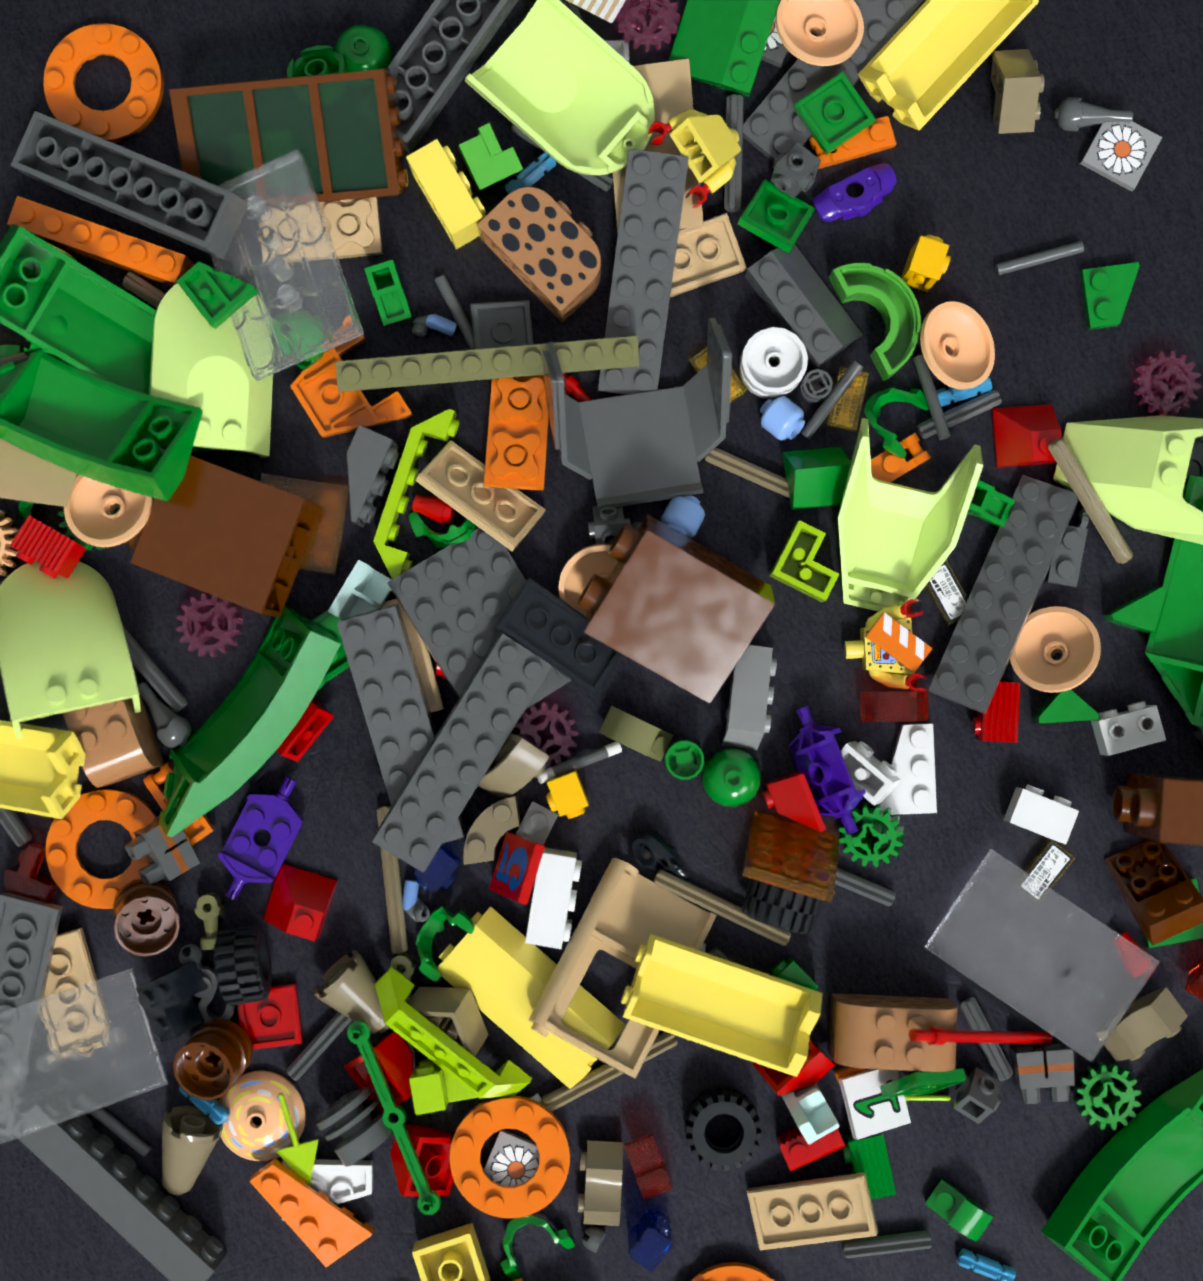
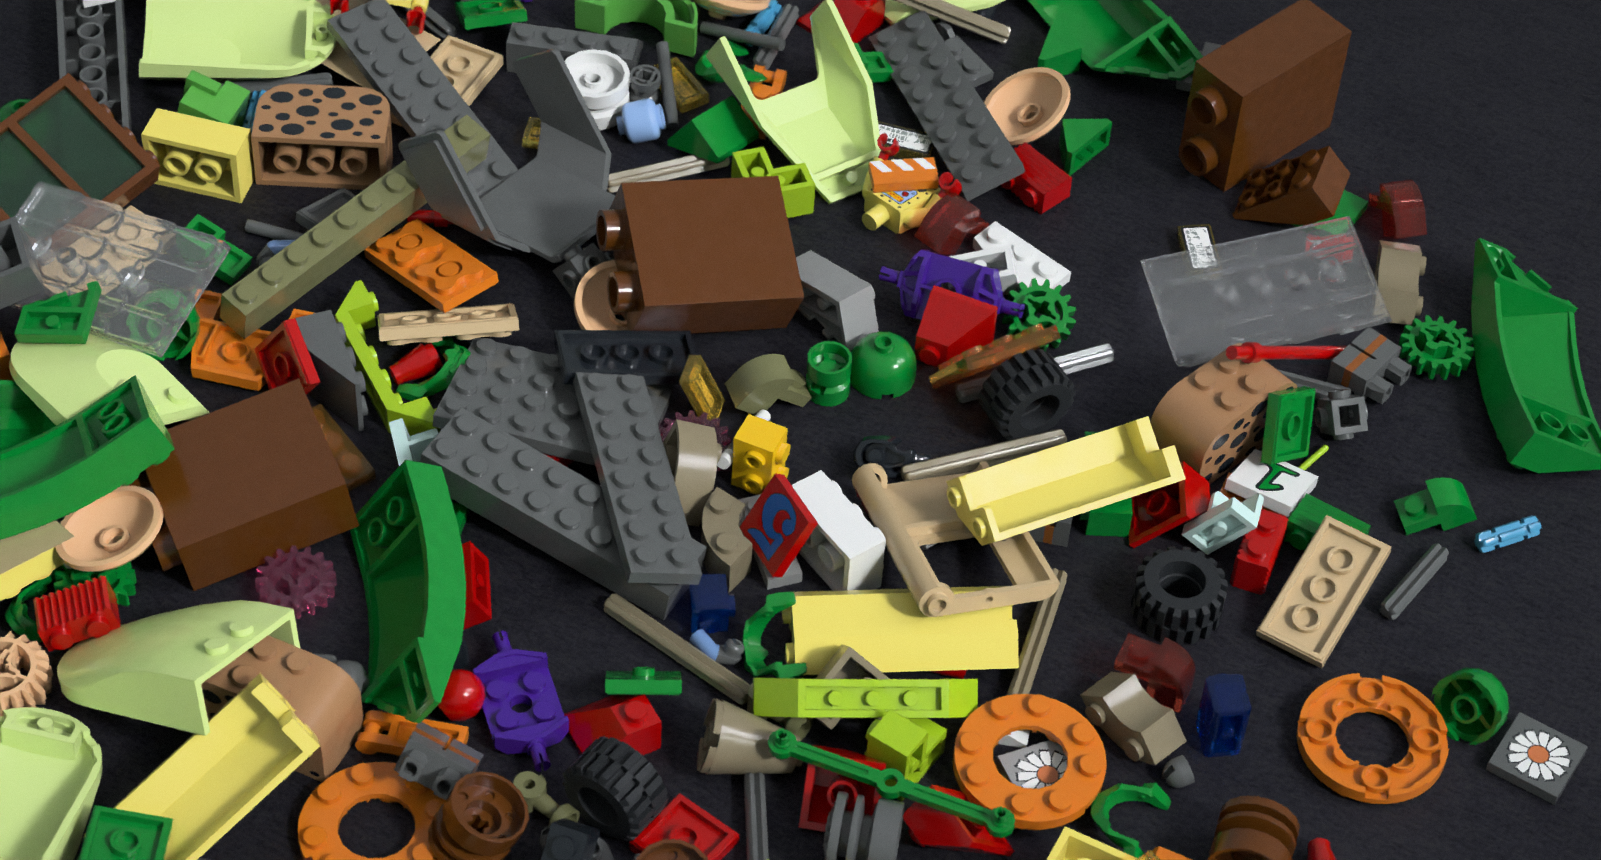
camera: 50 degrees left, 40 degrees down
(230, 809) = (462, 696): none -> red piece
(336, 452) = (286, 357): none -> red tile
(337, 896) = (643, 682): none -> green plate
(582, 706) = (701, 388): none -> clear yellow tile
(1041, 815) = (1148, 211): white brick -> none
(1128, 729) = (1141, 122): white brick -> none

